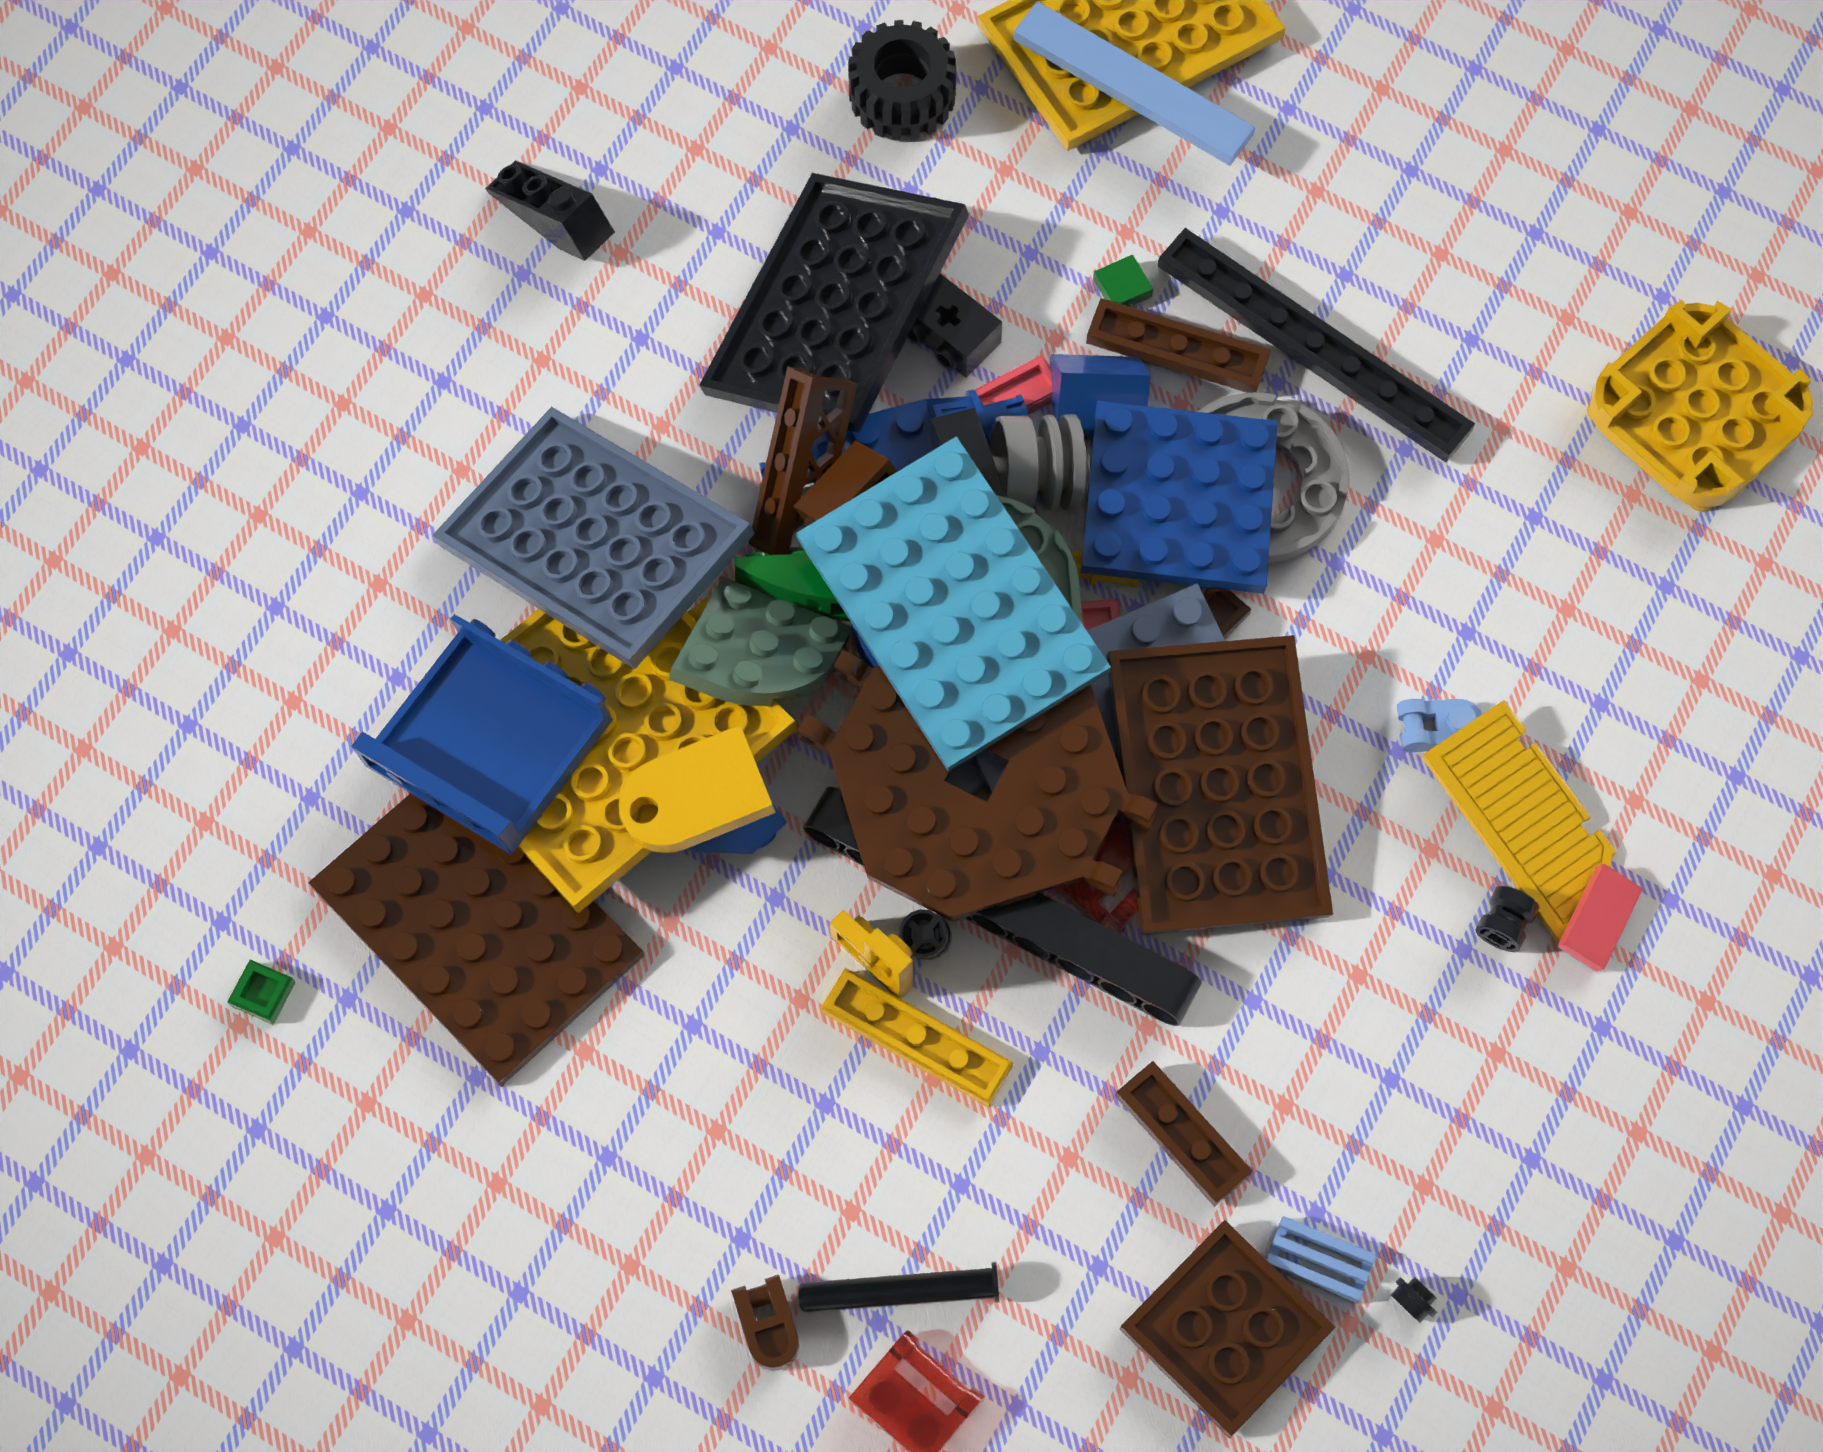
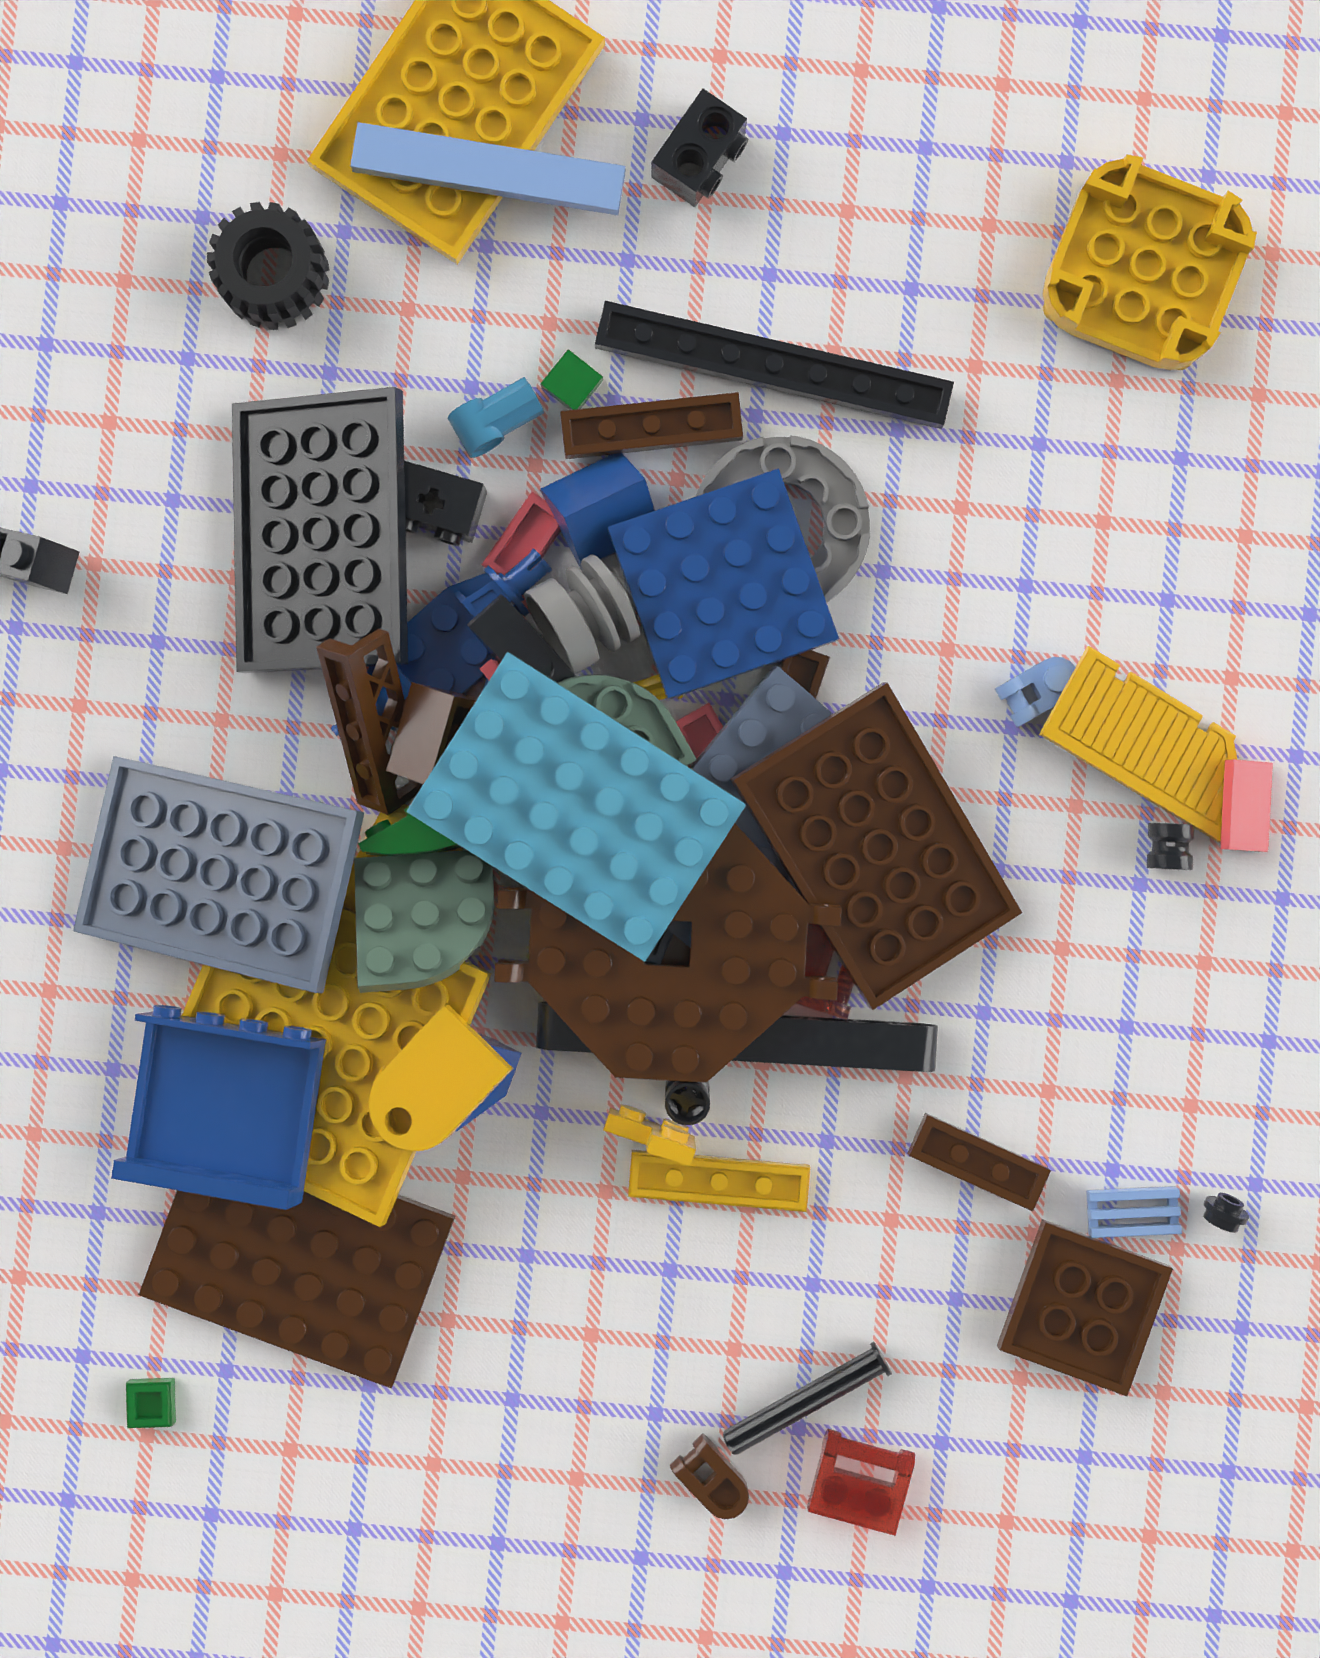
camera: 30 degrees left, 20 degrees up
(1028, 281) = (485, 422): none -> dark azure piece
(1323, 139) = (690, 144): none -> black brick

